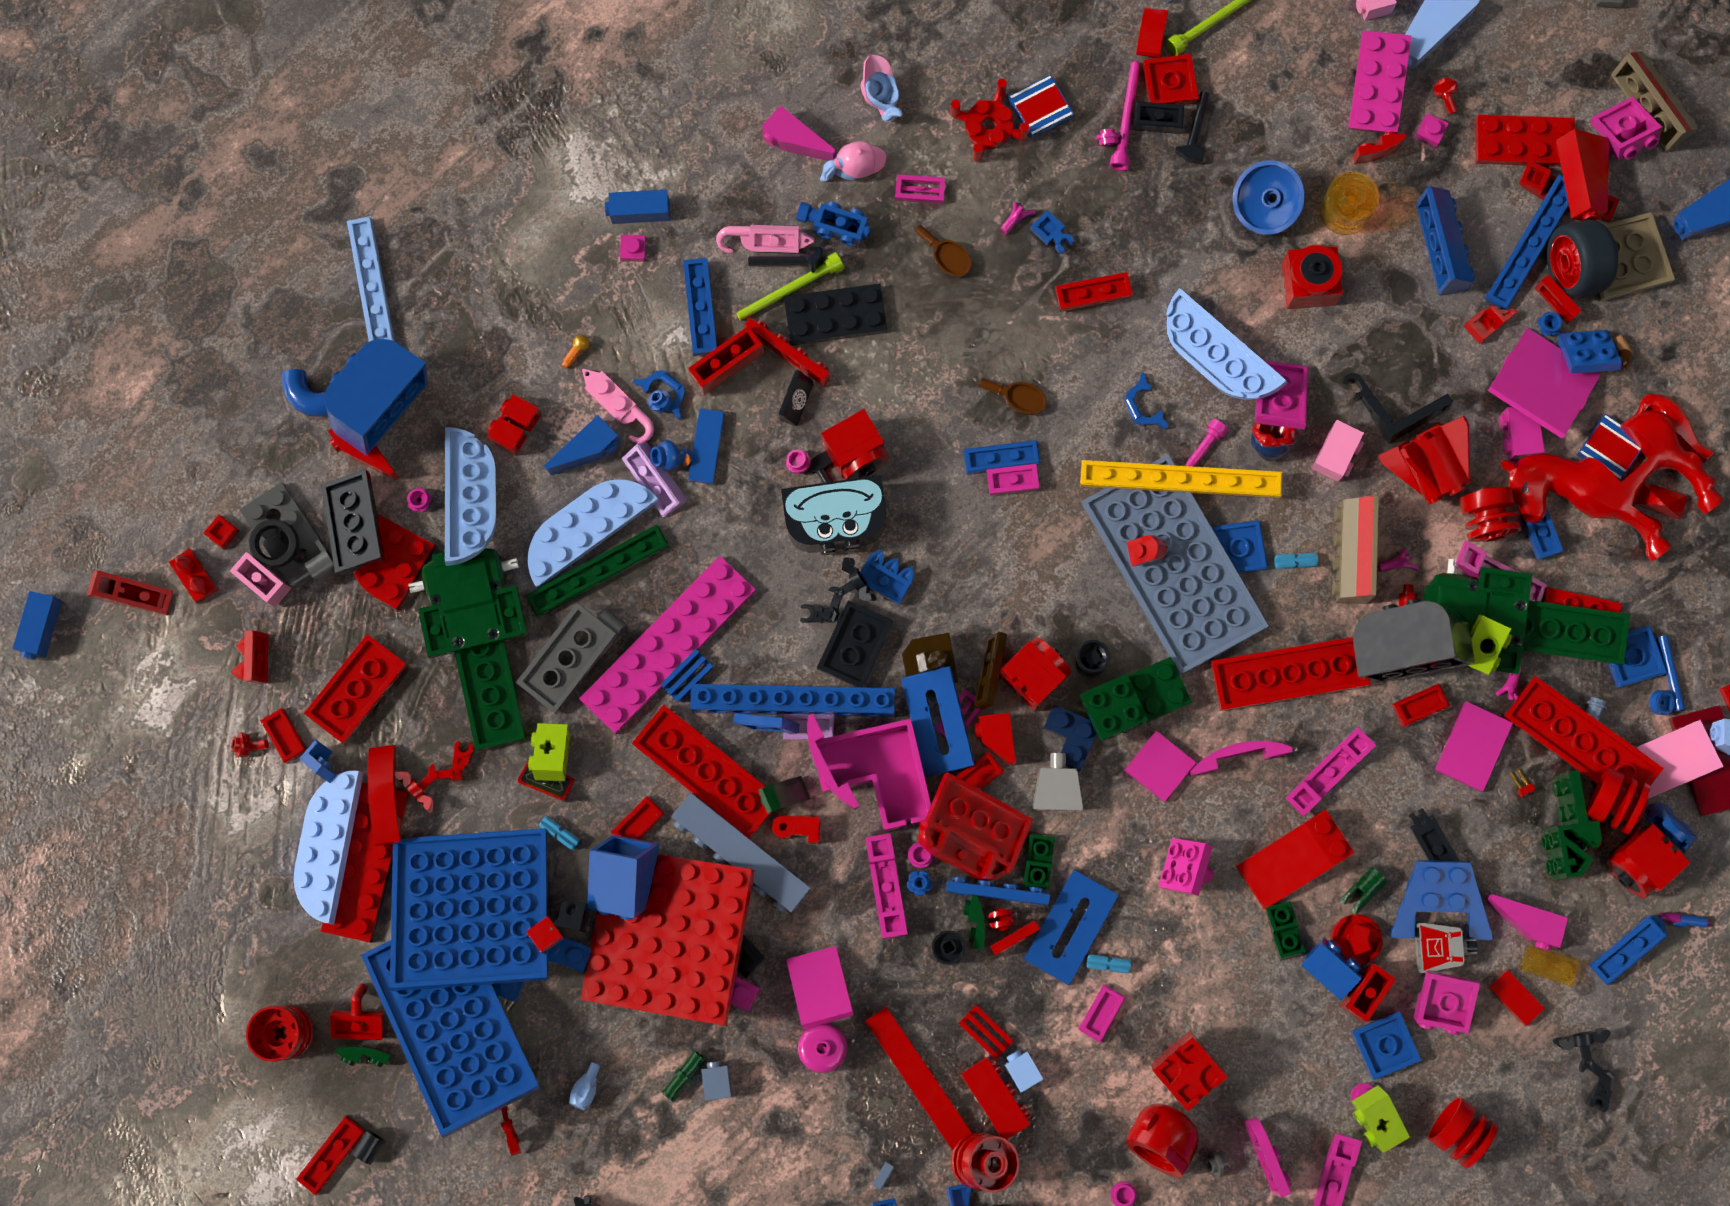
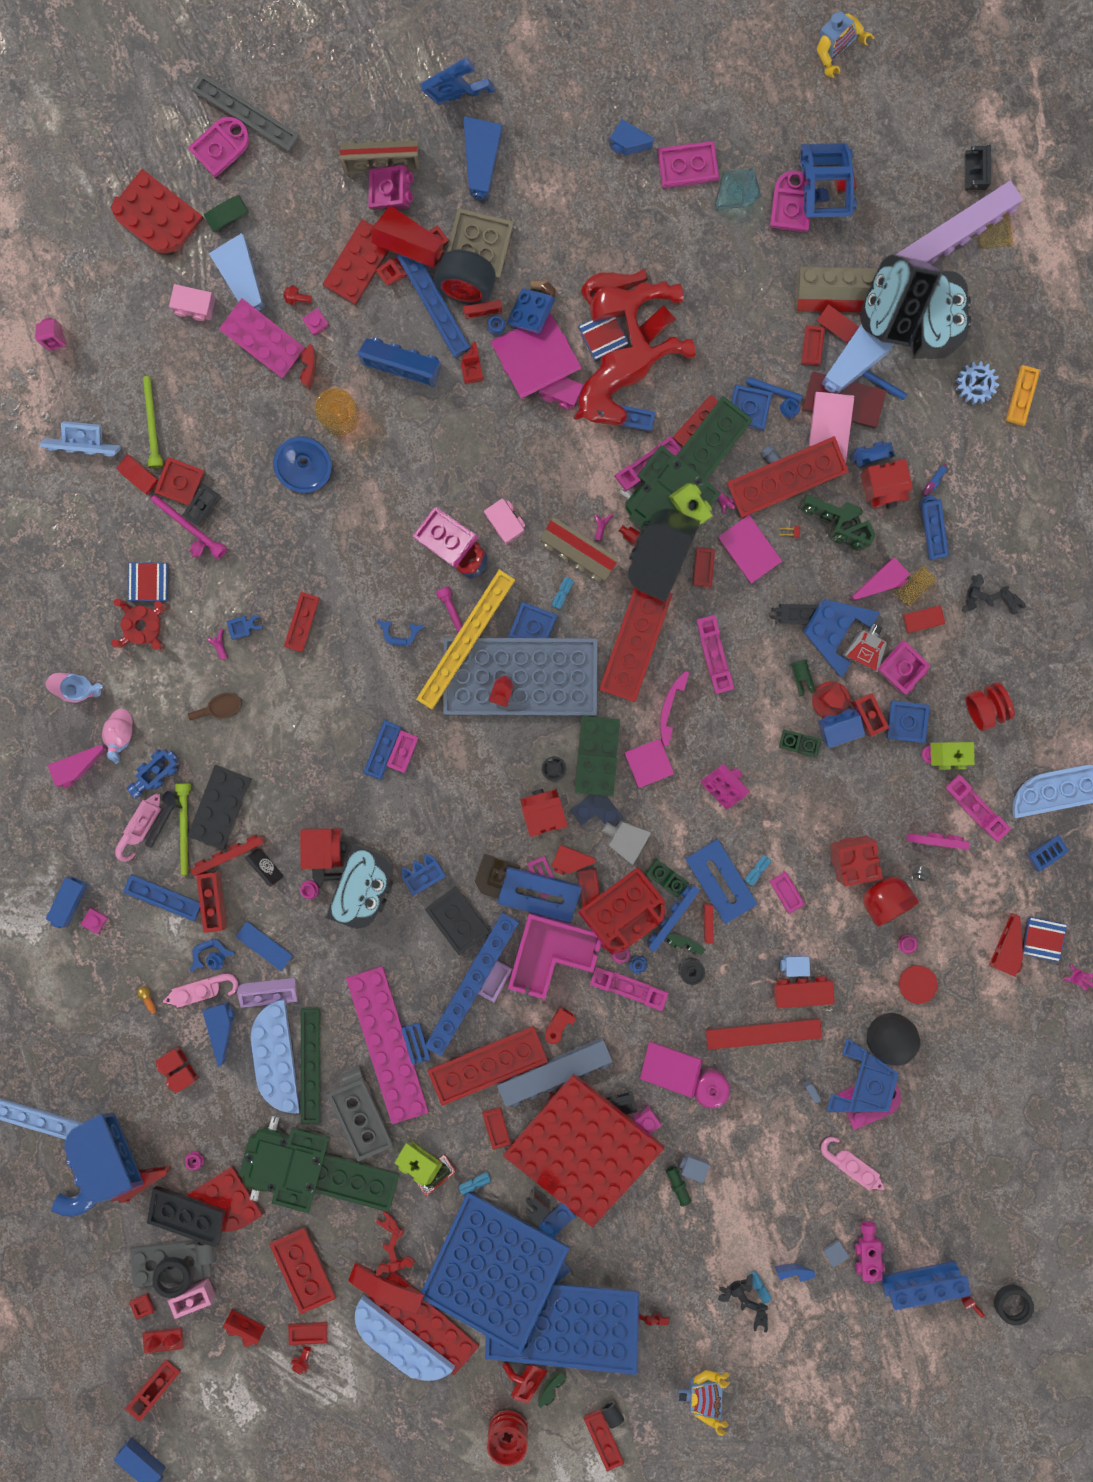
camera: 60 degrees left, 10 degrees up
(316, 759) = (338, 1322): blue bracket -> none
(468, 496) = (211, 1128): light blue plate -> none
(544, 935) = (540, 1235): red tile -> none
(585, 1088) = (651, 1254): light blue piece -> none
(621, 876) = (527, 1162): blue slope -> none
(669, 456) = (258, 976): blue animal -> none
(766, 723) = (479, 1011): blue tile -> none
(784, 794) = (532, 1023): slope -> none
(843, 792) = (530, 992): dark pink slope -> none
(857, 582) = (416, 897): black piece -> none
(920, 189) = (154, 696): dark pink tile -> none
(969, 1016) = (758, 982): red tile -> none
(985, 1162) = (841, 1024): red wheel -> none
(990, 670) = (524, 841): dark brown tile -> none
(1000, 919) = (691, 926): red arm -> none
(1019, 396) = (347, 713): reddish brown piece -> none
(1191, 152) = (238, 497): black piece -> none
(1218, 352) = (391, 563): light blue plate -> none
(1295, 859) = (758, 710): red slope -> none
(1312, 277) = (375, 468): red piece -> none
(1383, 420) = (499, 478): black hinge -> none
(1434, 460) = (547, 462): red brick -> none
(1489, 509) = (603, 446): red wheel -> none
(1618, 800) = (842, 479): red wheel -> none

